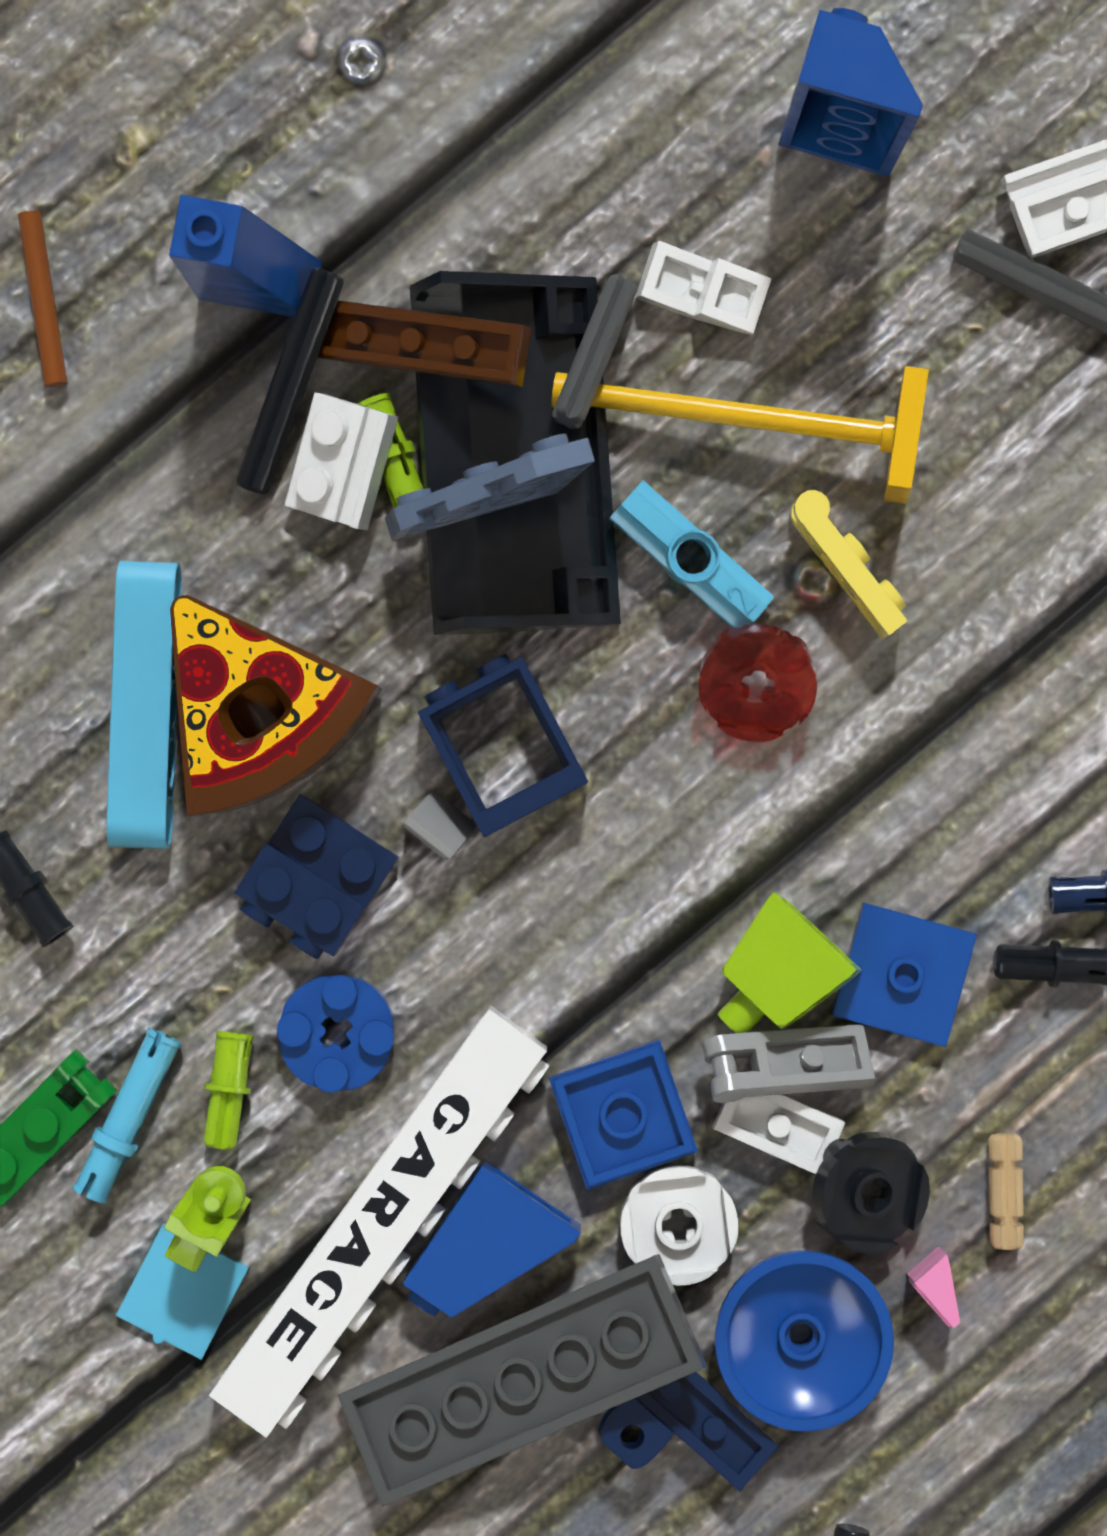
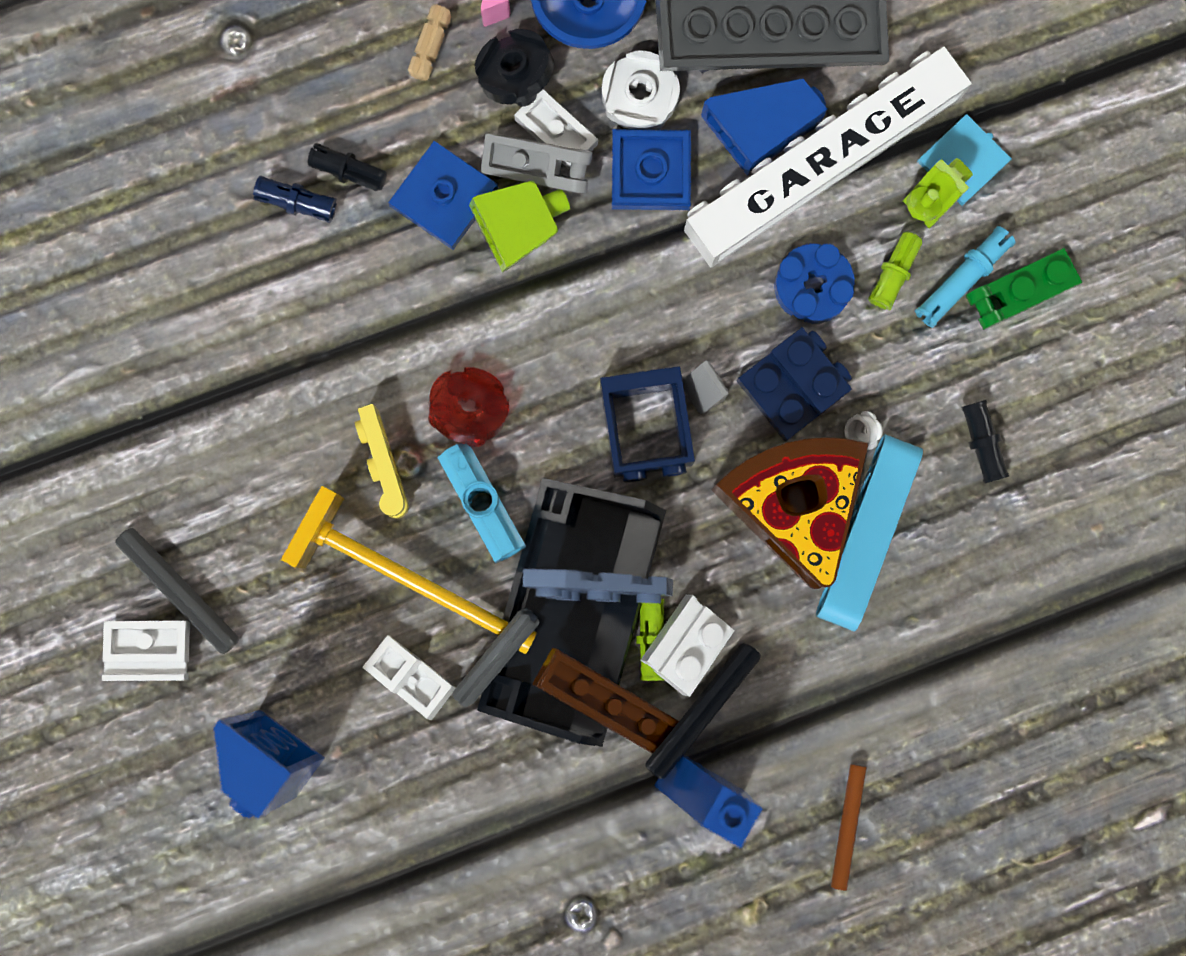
camera: 165 degrees left, 5 degrees down
(198, 843) = (856, 429): none -> white plate

